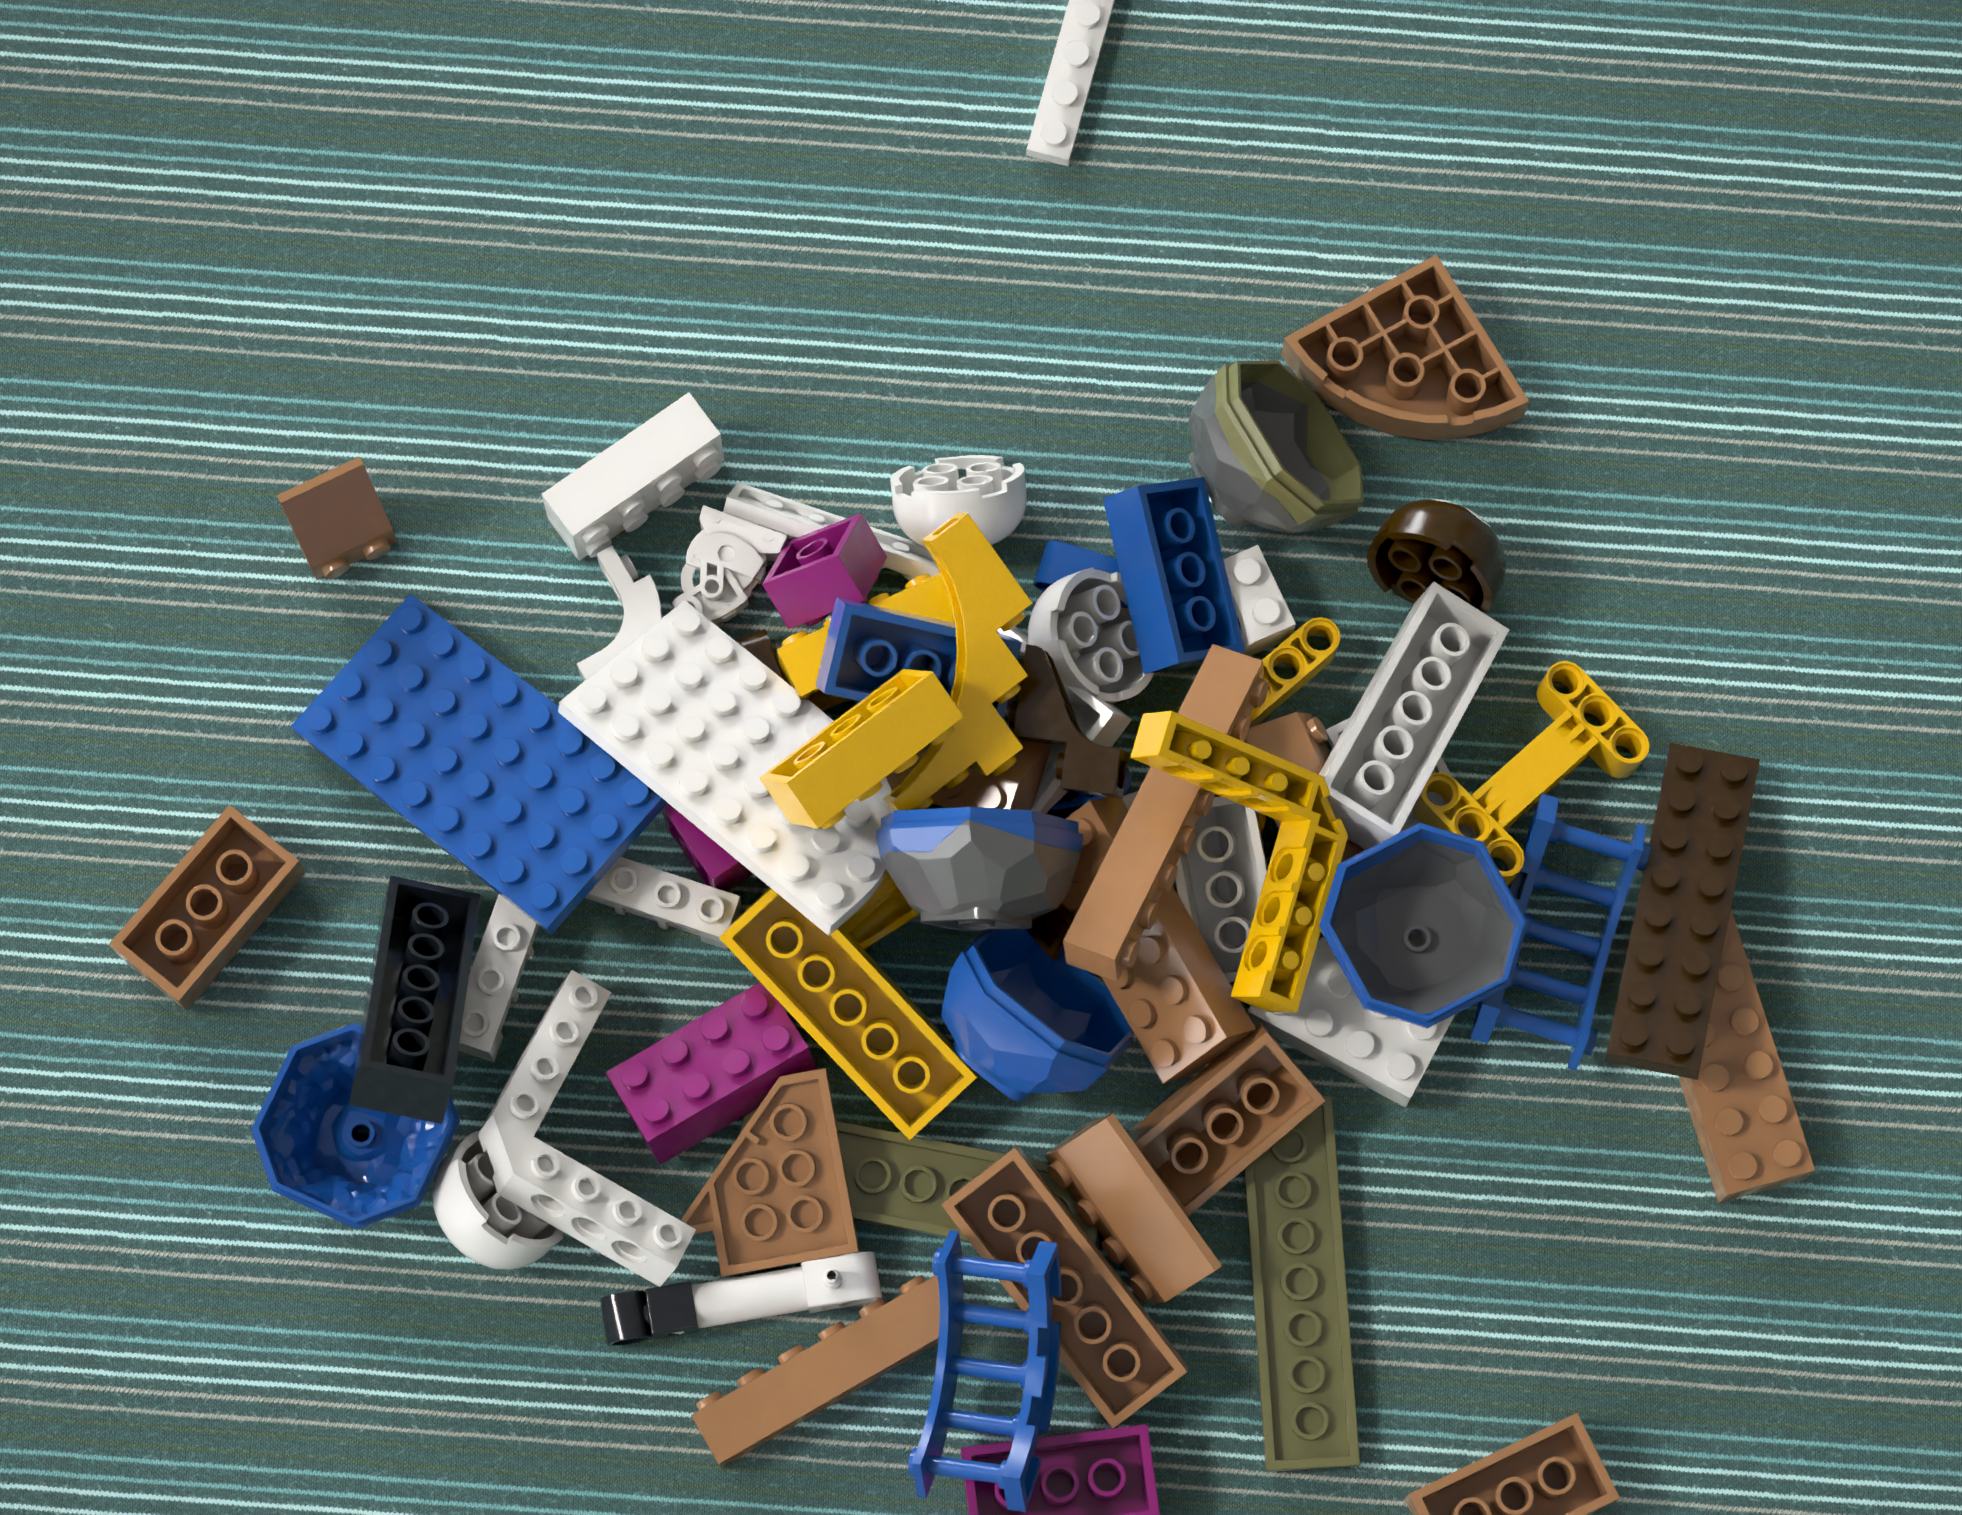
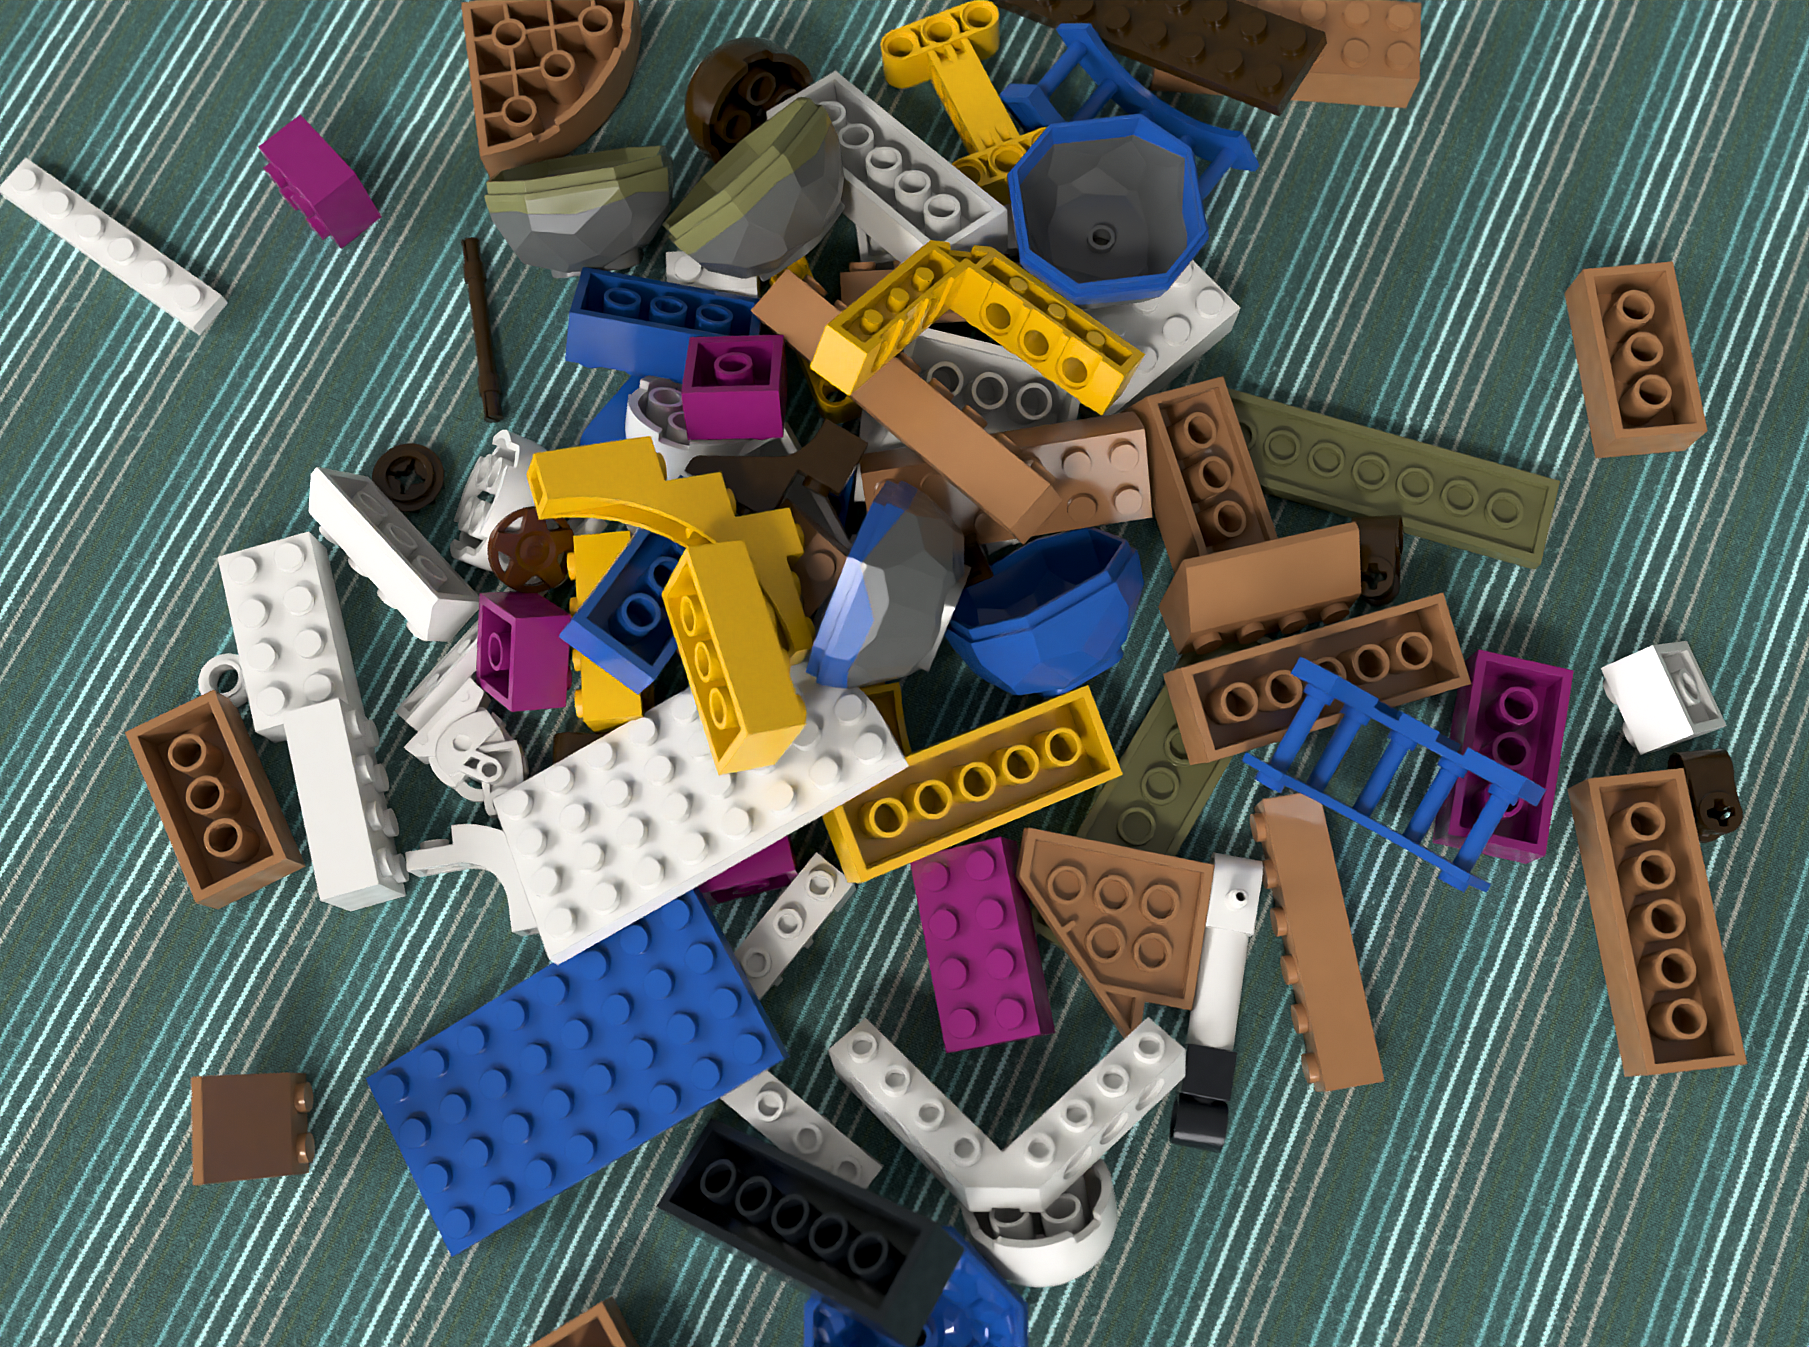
camera: 65 degrees left, 0 degrees up
(599, 365) = (214, 800): none -> medium nougat brick
(714, 343) = (214, 669): none -> white piece
(771, 363) = (288, 629): none -> white brick
(876, 421) = (391, 554): none -> white slope
(908, 539) = (530, 551): none -> reddish brown wheel
(972, 389) = (399, 462): none -> dark brown gear
(1081, 433) = (488, 380): none -> dark brown piece
(1127, 659) = (735, 387): none -> magenta brick
(1205, 203) = (318, 183): none -> magenta brick
(1218, 1310) = (1380, 552): none -> dark brown piece
(1324, 610) = (765, 197): none -> rock

